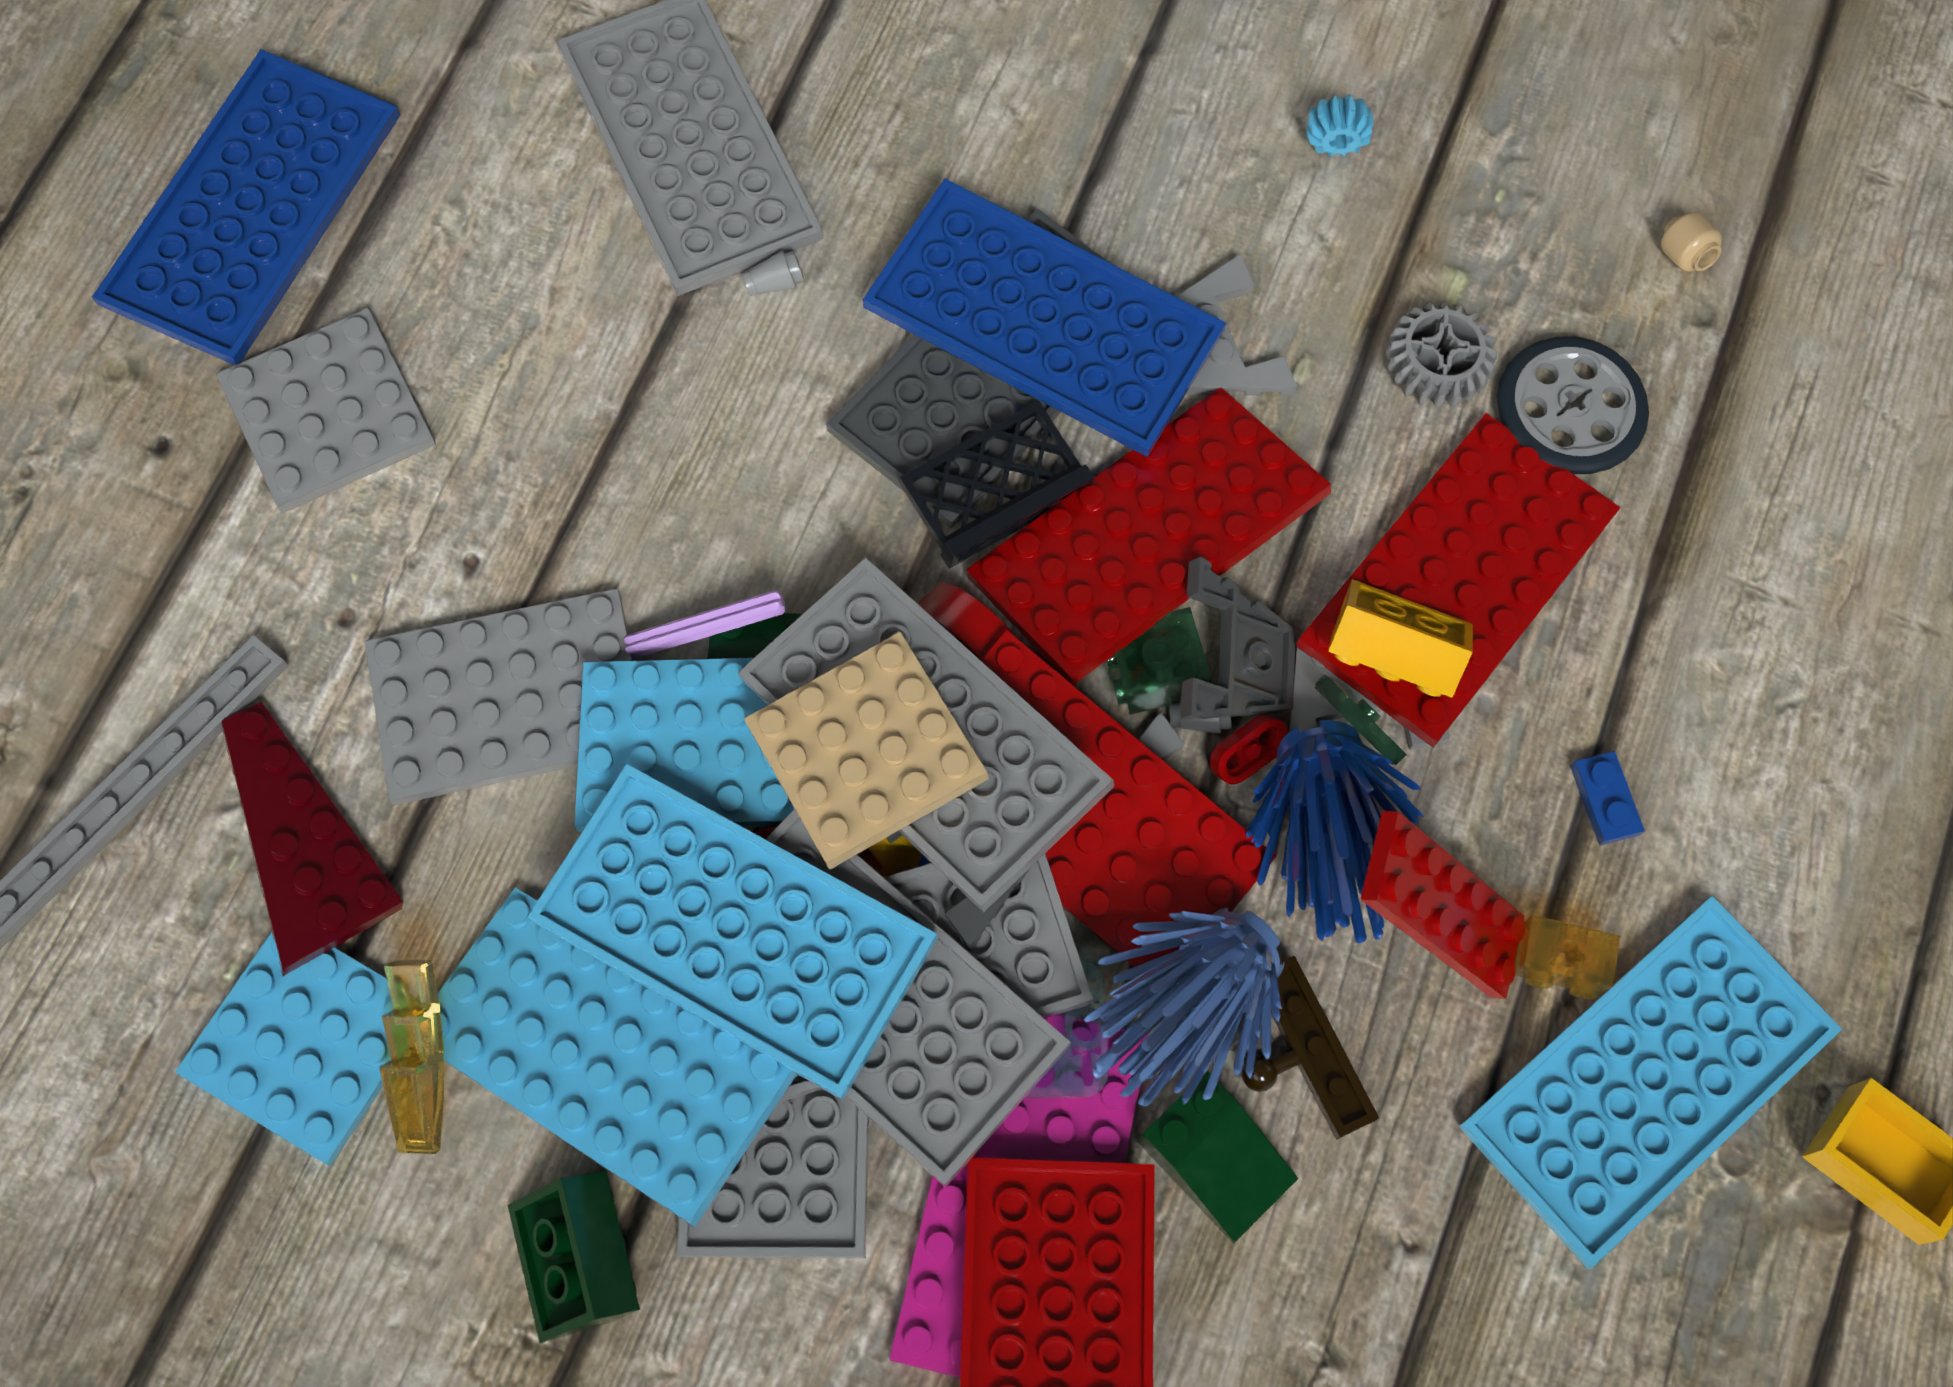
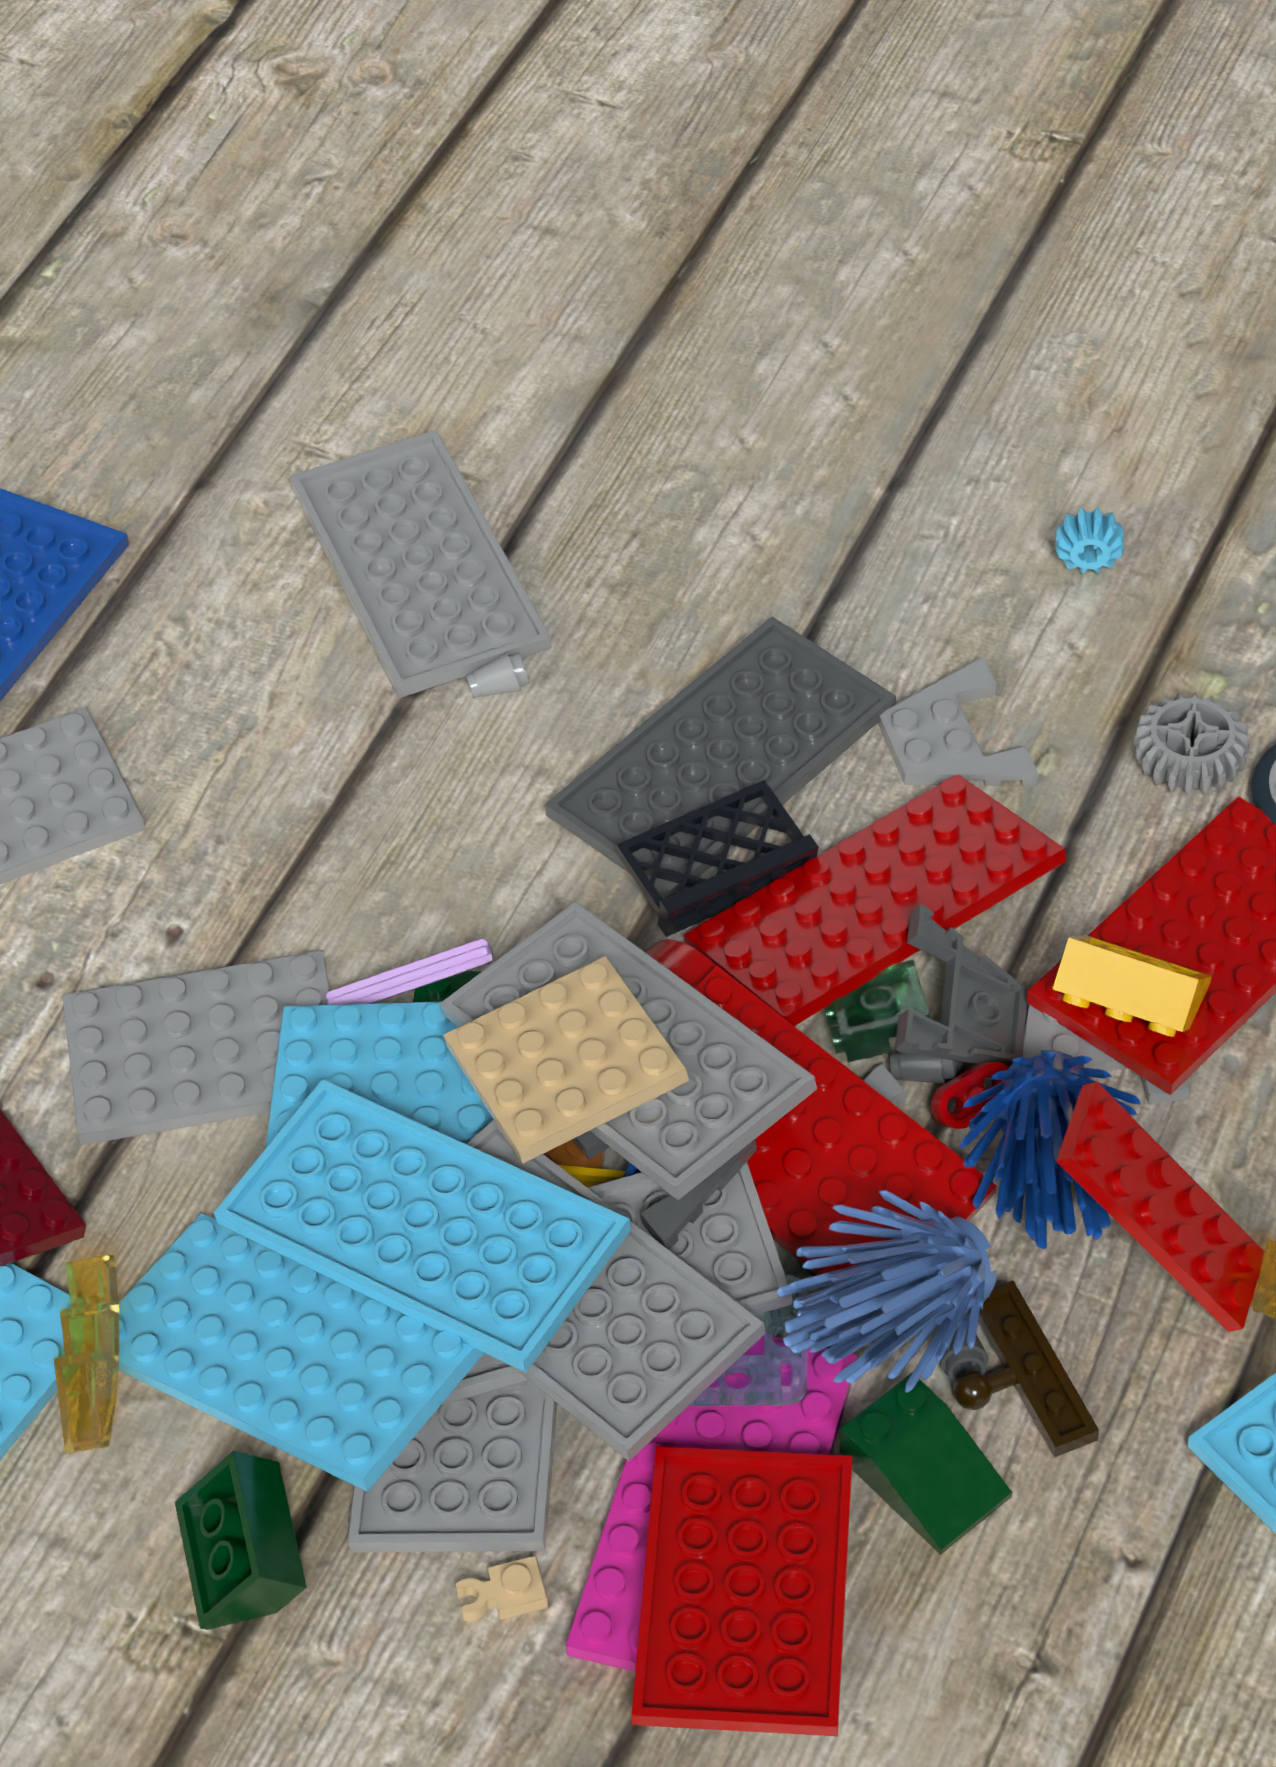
camera: 10 degrees right, 20 degrees down
(836, 1295) = (511, 1588): none -> tan plate
(1045, 316) = (775, 706): blue plate -> none
(1361, 717) = (1072, 1041): clear green plate -> none

